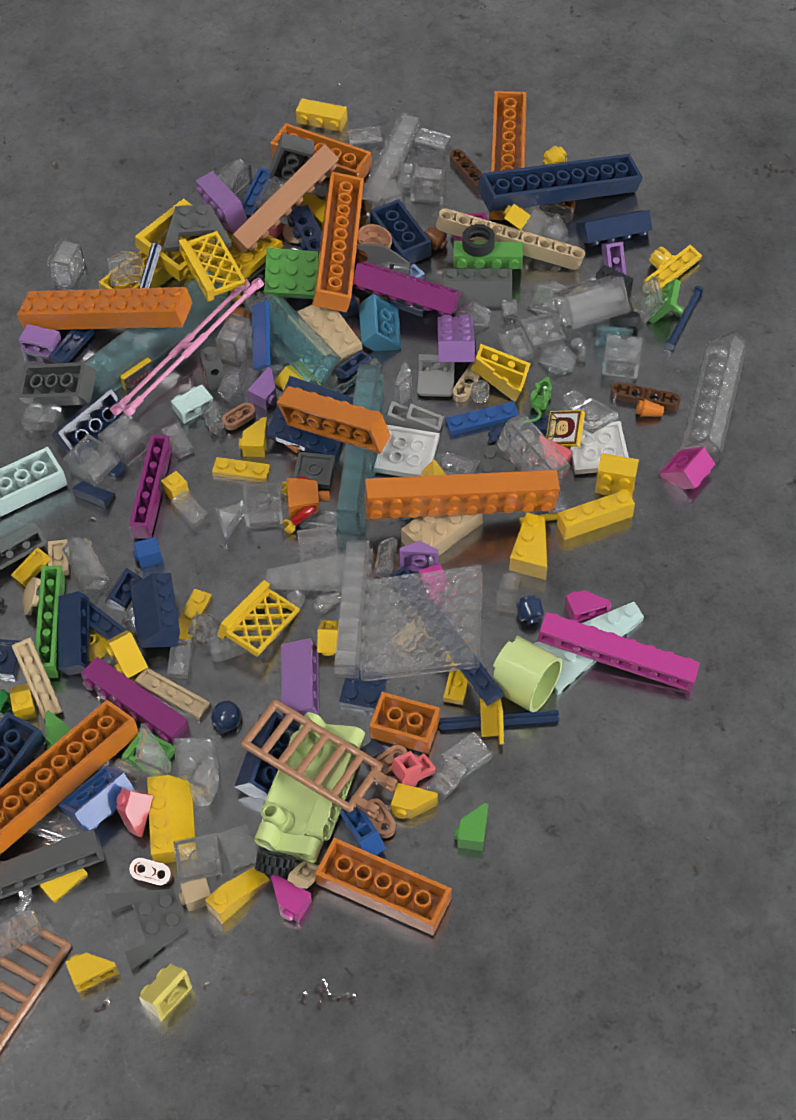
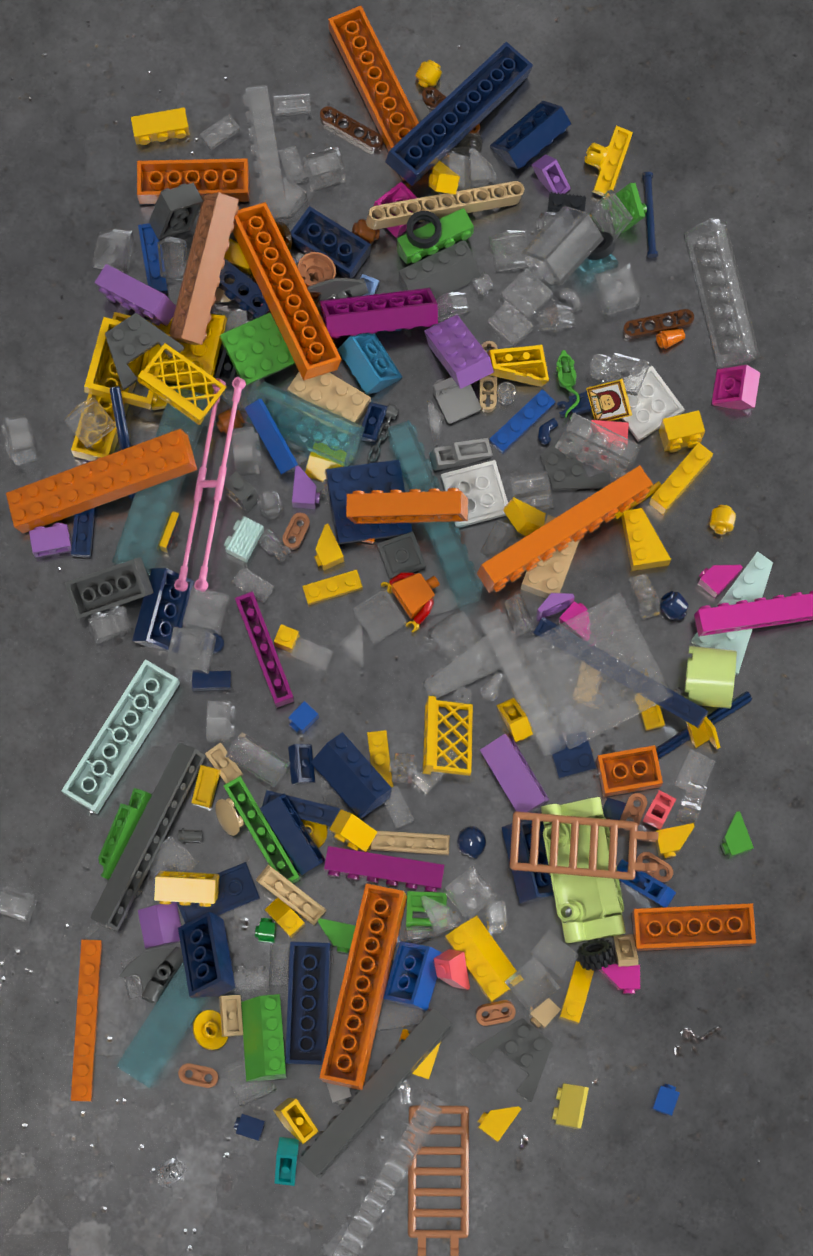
camera: 30 degrees left, 20 degrees up
(76, 521) = (219, 721): none -> clear brick
(259, 1034) = (665, 1099): none -> blue brick
(615, 562) = (722, 519): none -> yellow head

